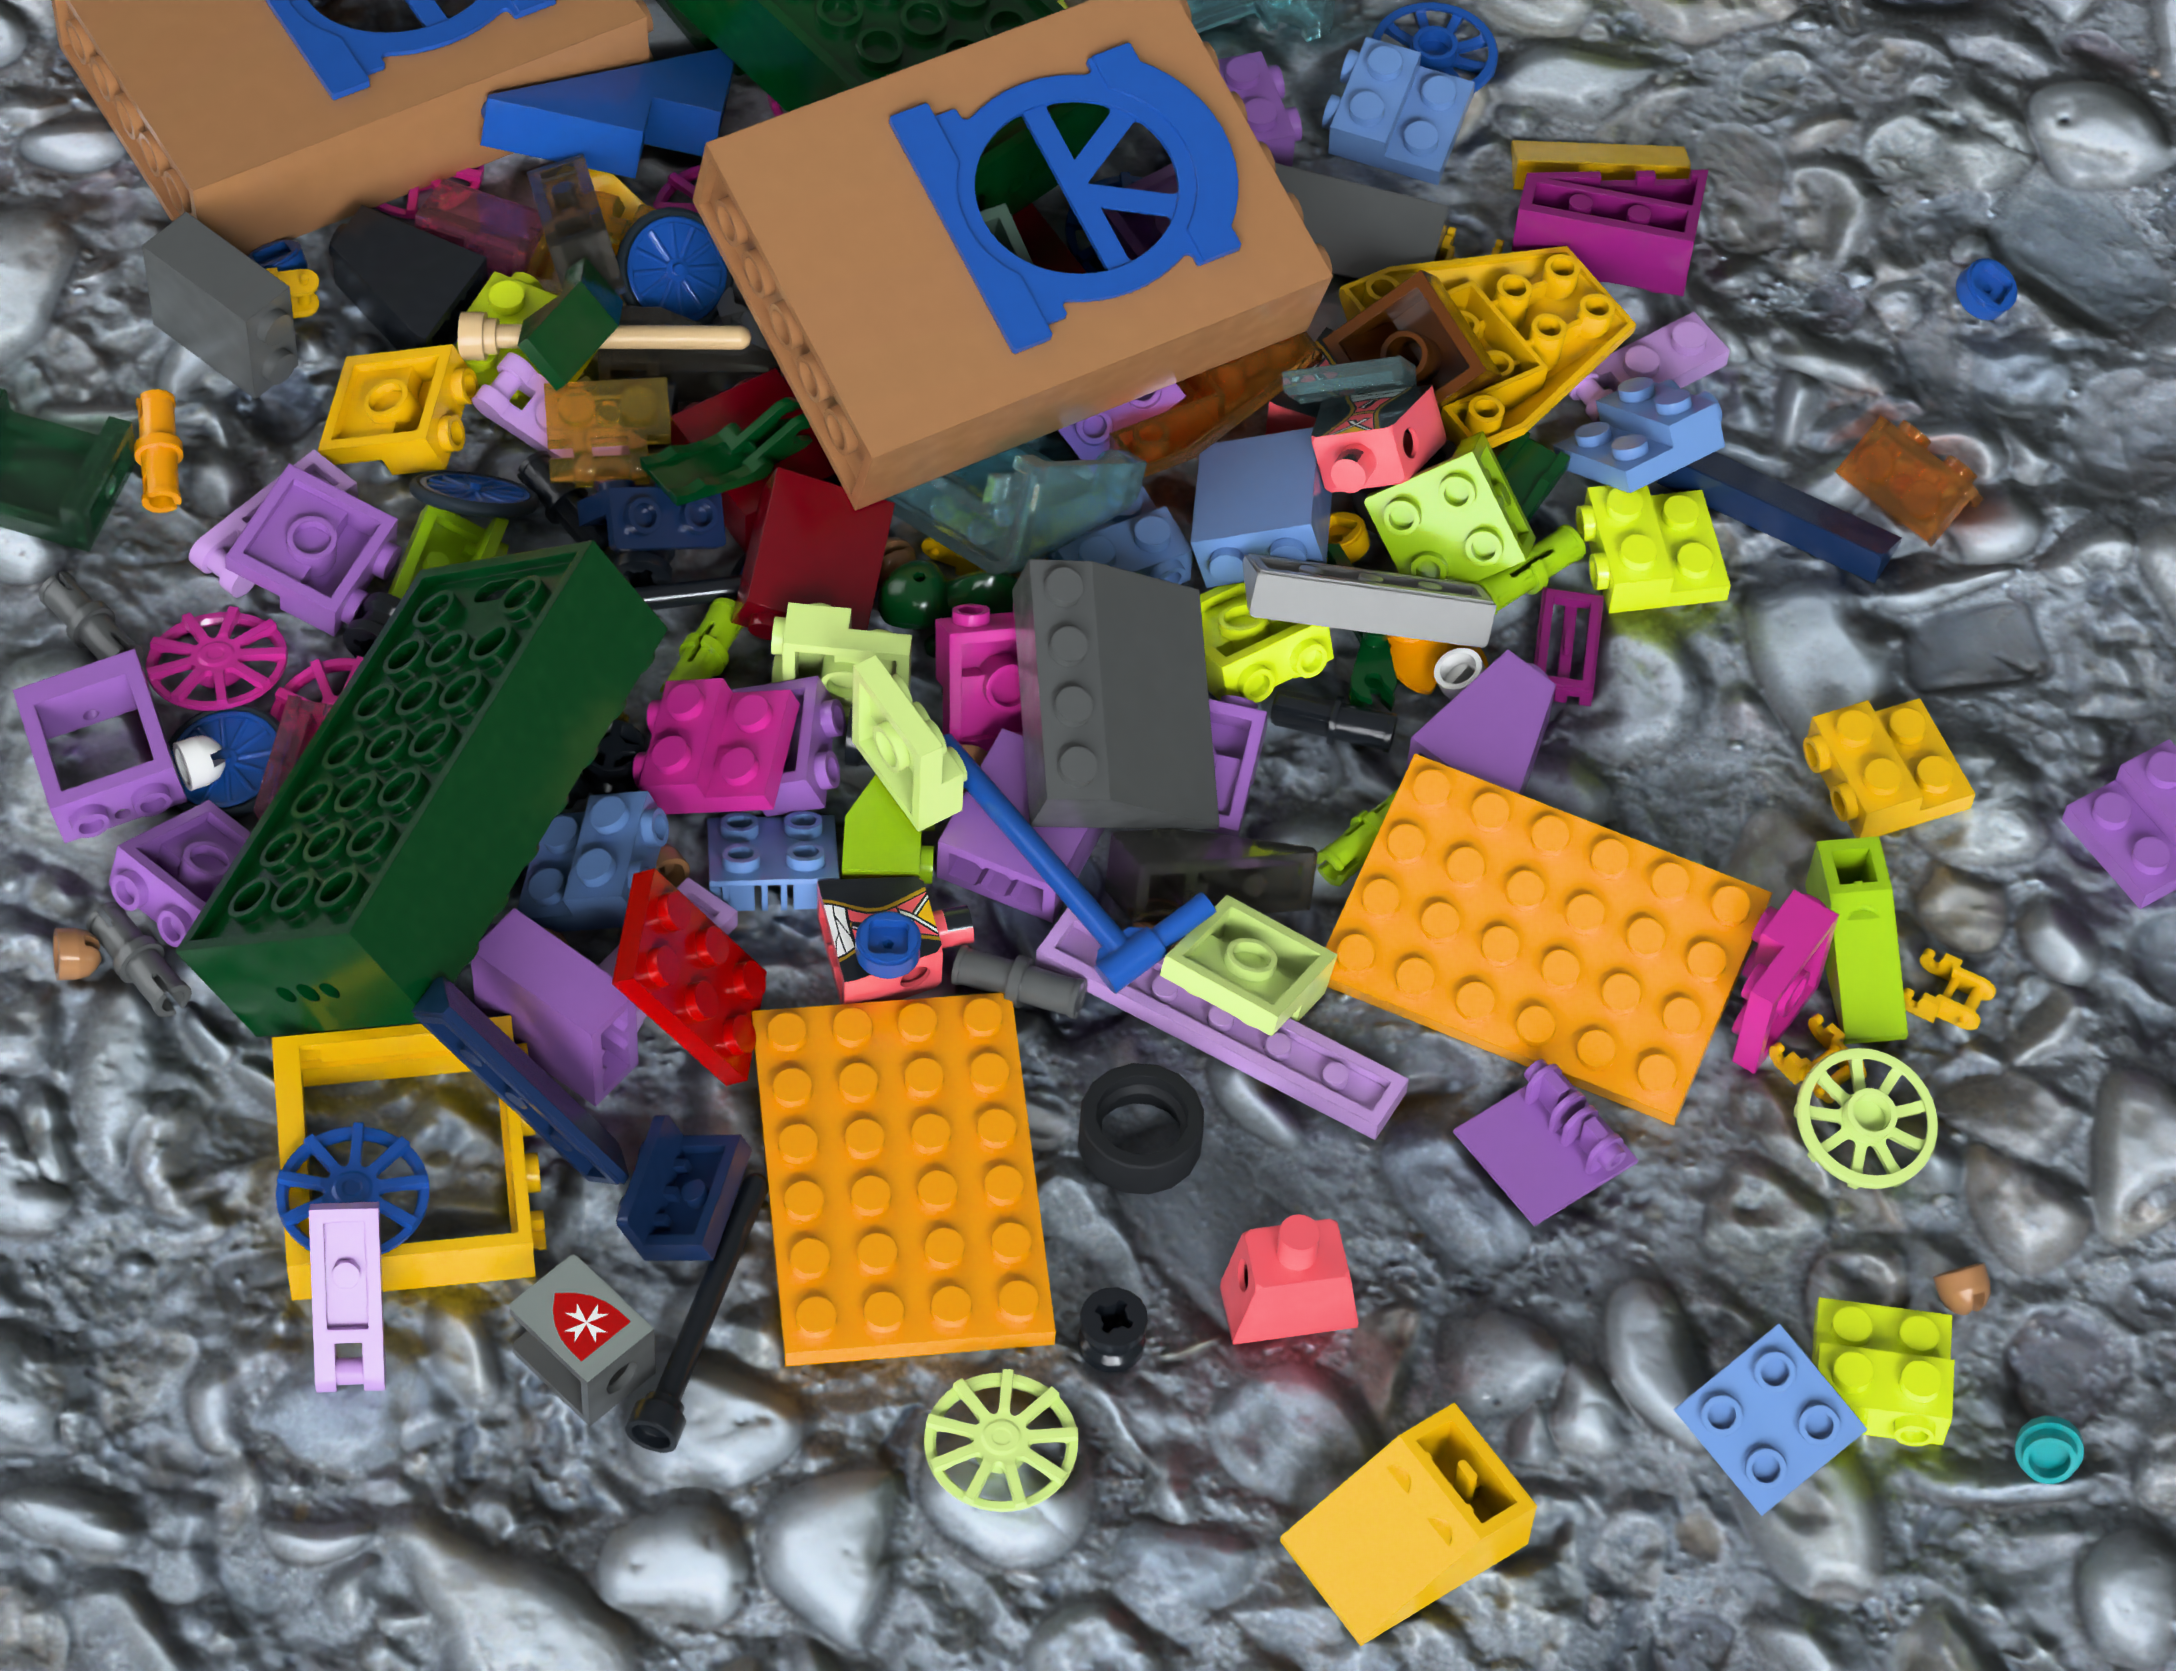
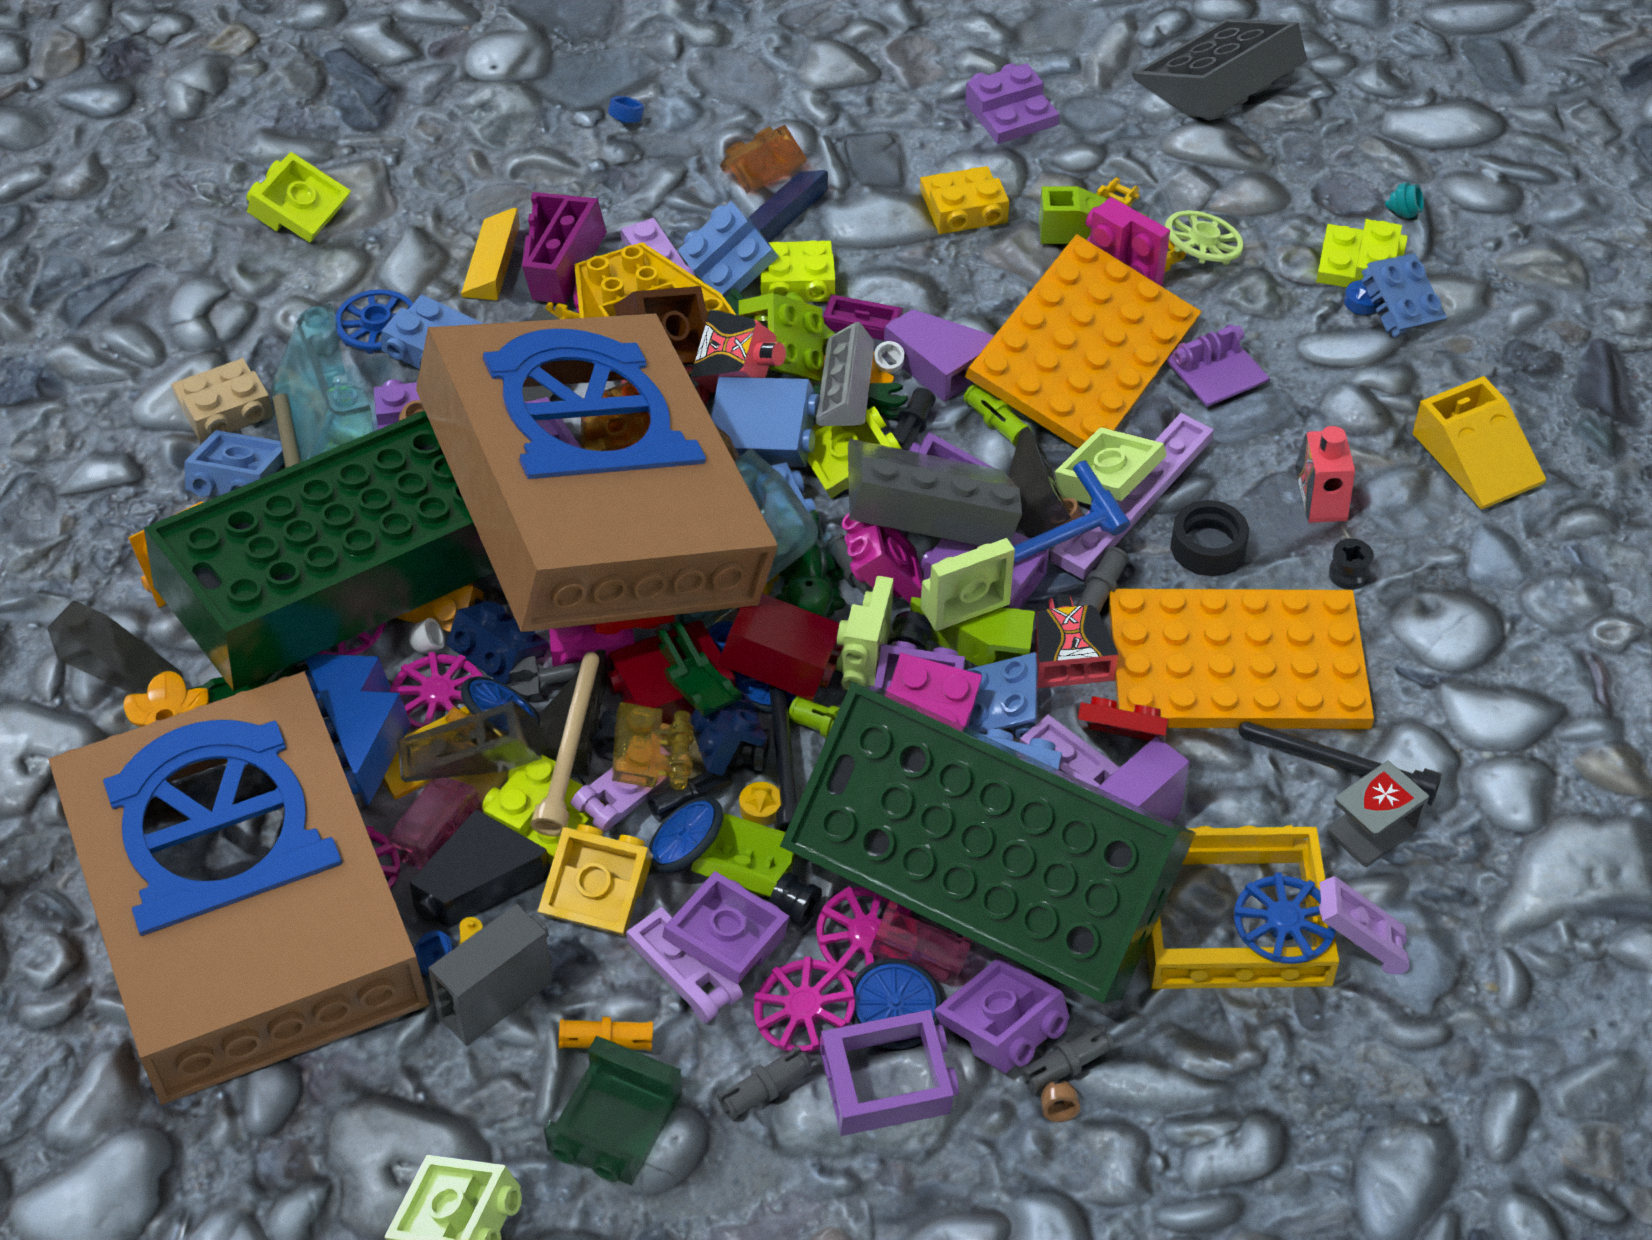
camera: 80 degrees left, 5 degrees down
(195, 761) = (906, 1002): white hinge -> none
(521, 1083) = (1218, 809): dark blue slope -> none
(572, 325) = (584, 740): dark green slope -> none
(681, 1192) = (1262, 757): dark blue bracket -> none
(888, 945) = (1101, 621): blue tile -> none
(1001, 1440) = (1425, 624): yellowish green wheel -> none
(1349, 379) = (694, 342): clear light blue tile -> none
(1964, 1288) = (1307, 217): medium nougat hinge -> none

